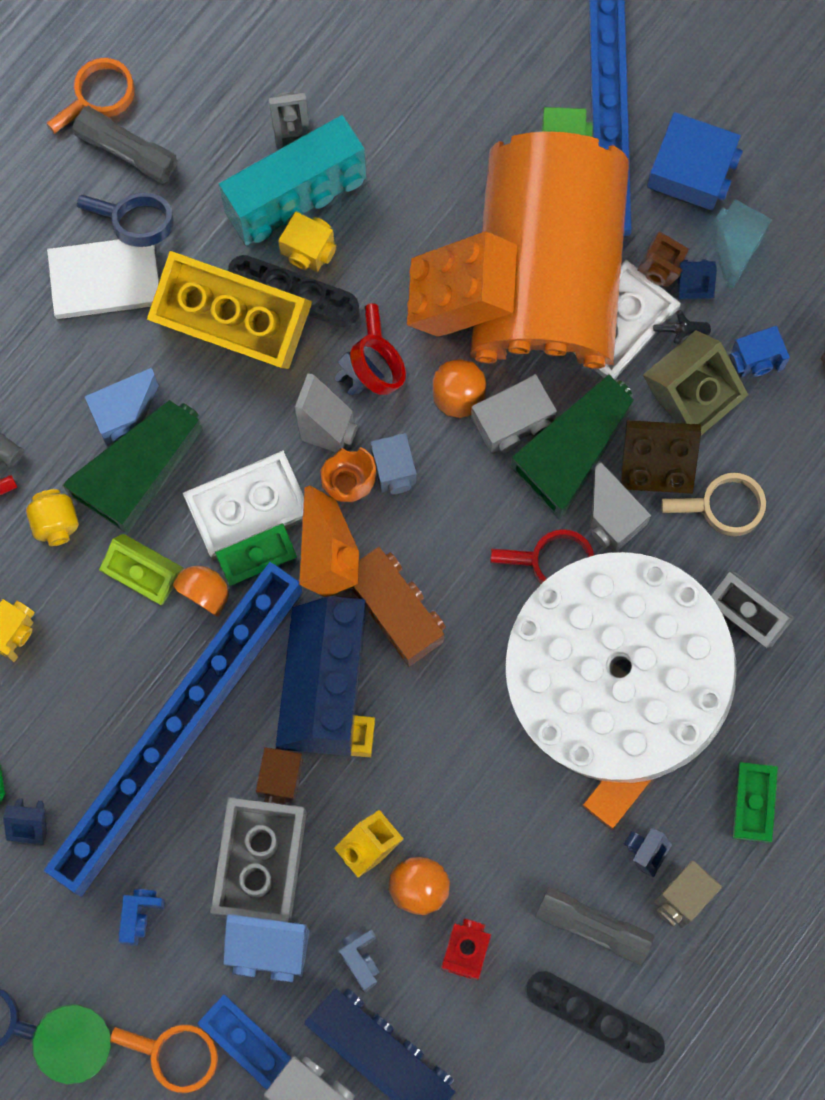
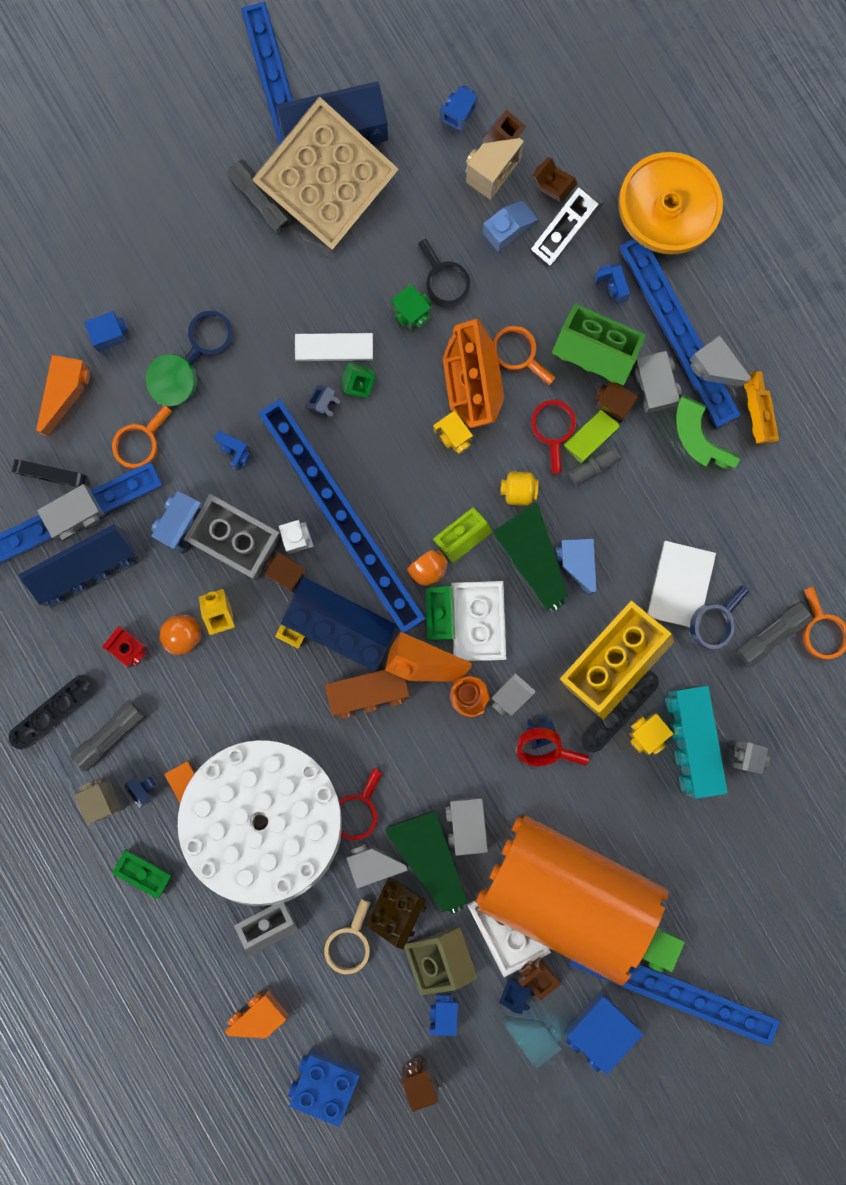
camera: 115 degrees right, 10 degrees up
(226, 780) = (296, 536): none -> white brick
(360, 966) = (143, 576): sand blue bracket -> none
(394, 464) = (465, 730): sand blue brick -> none
(458, 387) = (503, 797): orange hair -> none
(462, 284) = (569, 827): orange brick -> none
(683, 327) = (483, 971): black bar -> none

